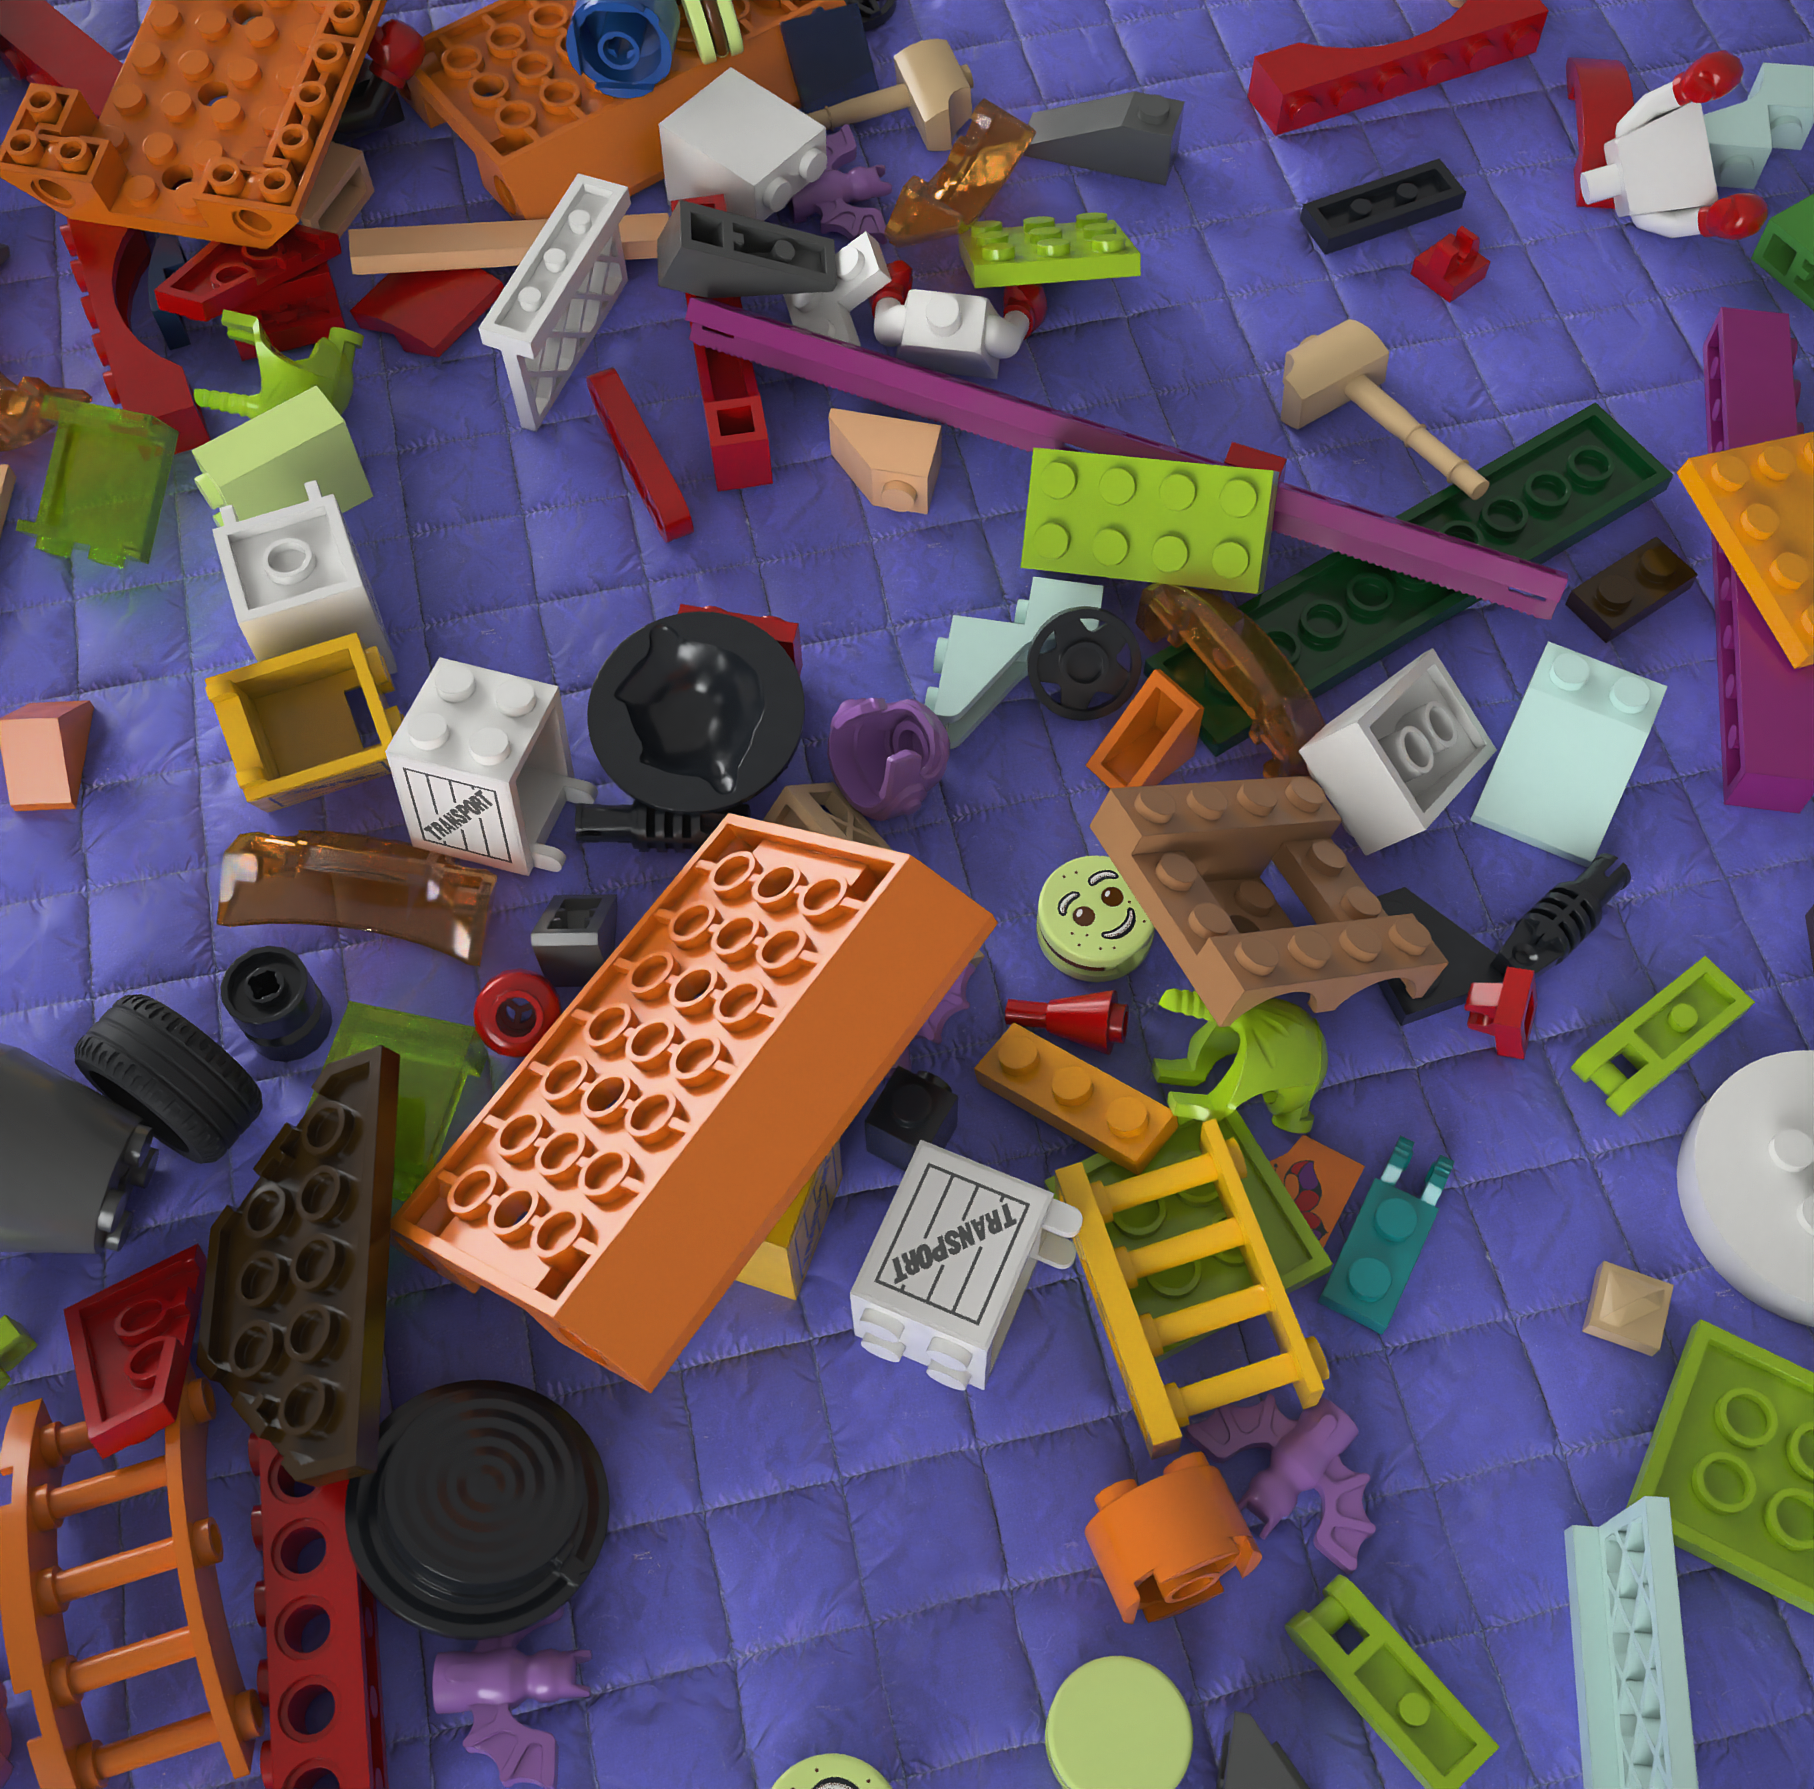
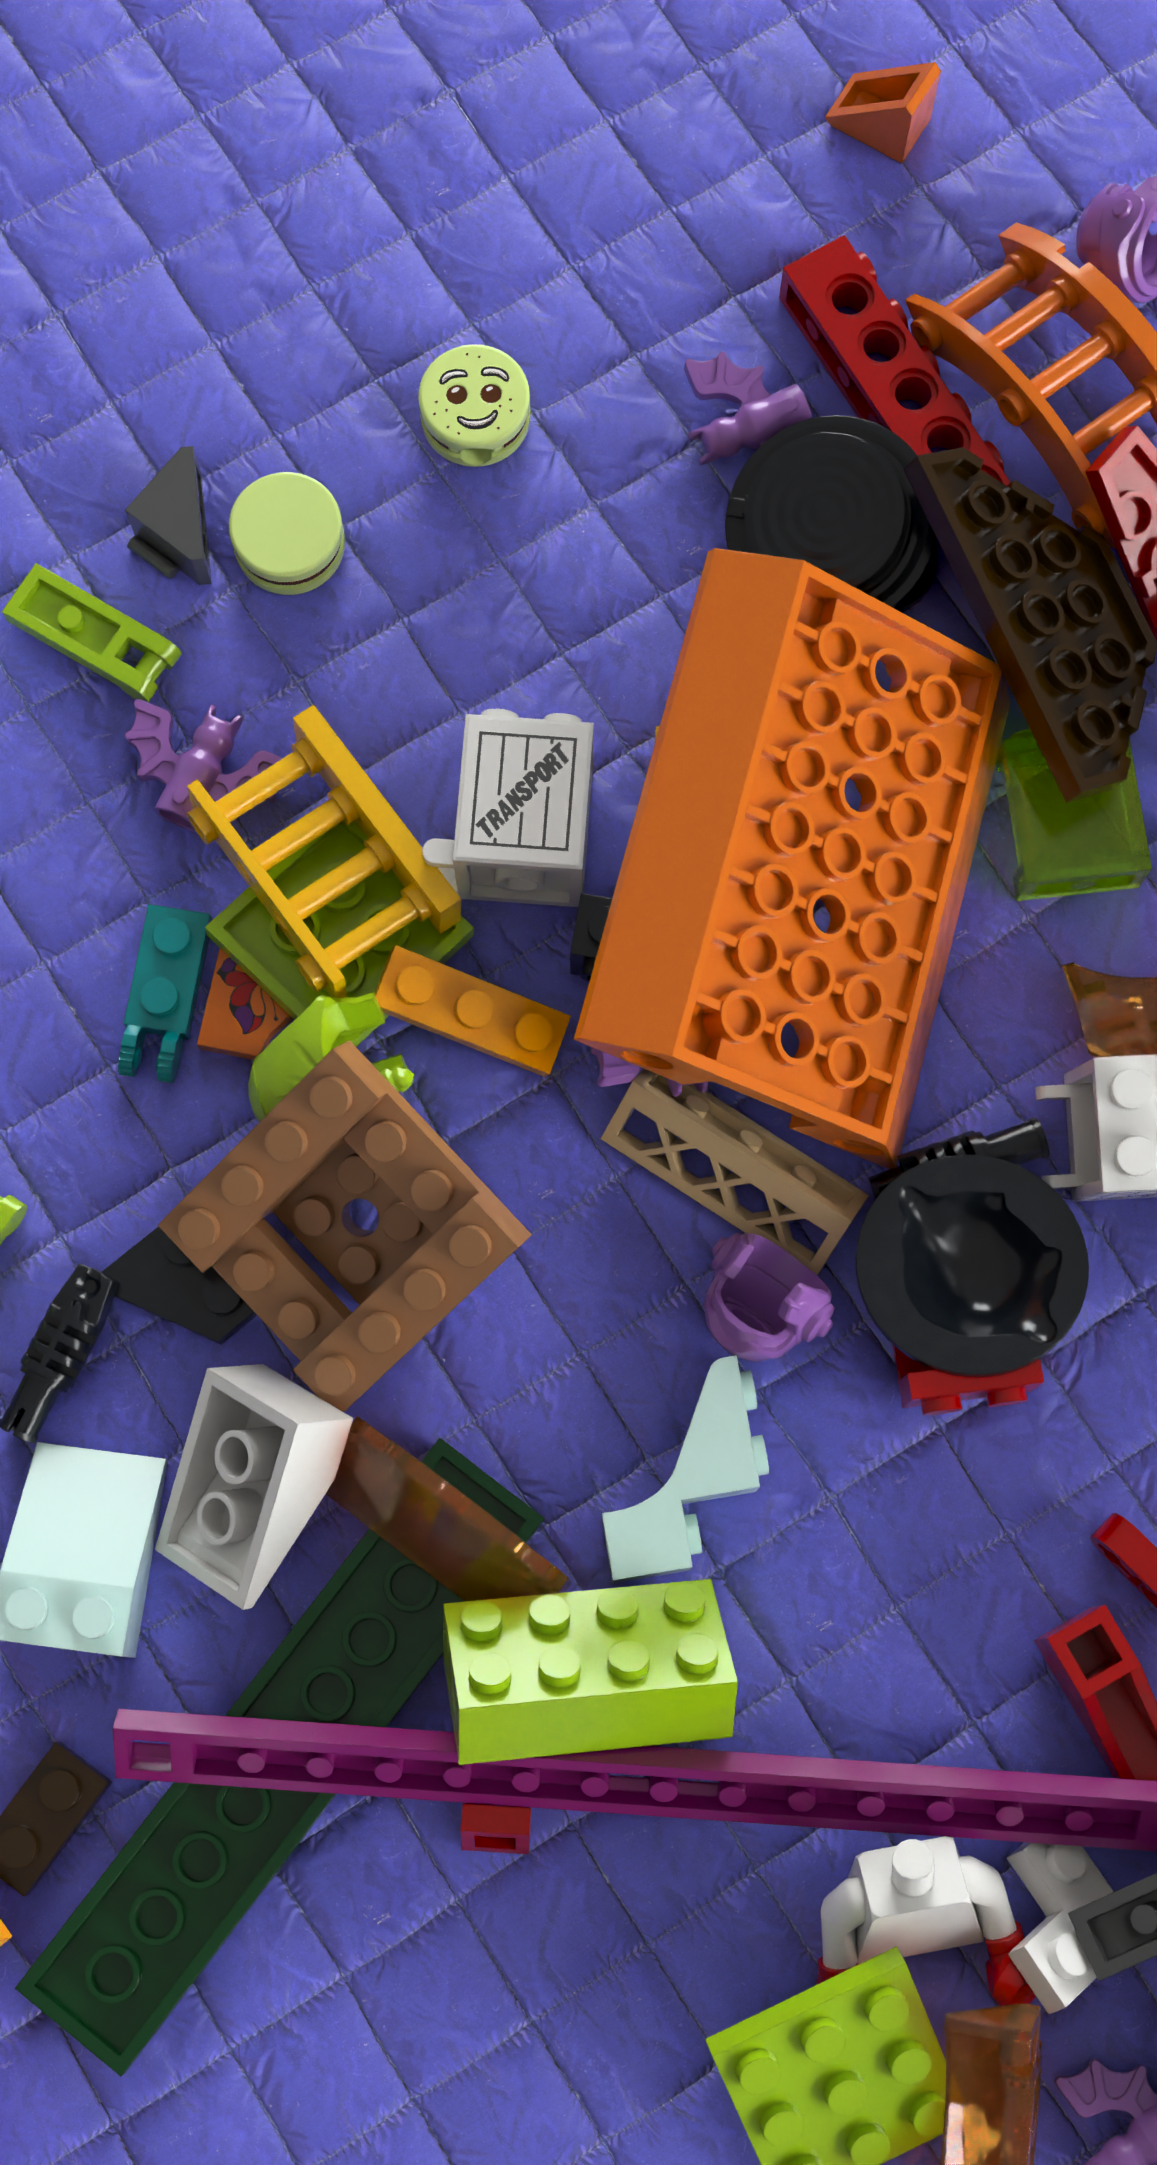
camera: 160 degrees right, 15 degrees up
(509, 1035) = (998, 917): red head -> none
(575, 937) = (986, 1022): dark grey slope -> none
(888, 458) = (911, 1702): light nougat slope -> none
(1084, 663) = (607, 1484): black wheel -> none
(1086, 1019) = (483, 1098): red cone -> none
(1092, 921) = (528, 1188): yellowish green head -> none
(1150, 737) = (515, 1416): orange slope -> none
(1169, 1539) = (282, 661): orange brick -> none
(1349, 366) = (438, 2029): tan piece -> none
(1505, 1010) = (95, 1232): red tile -> none

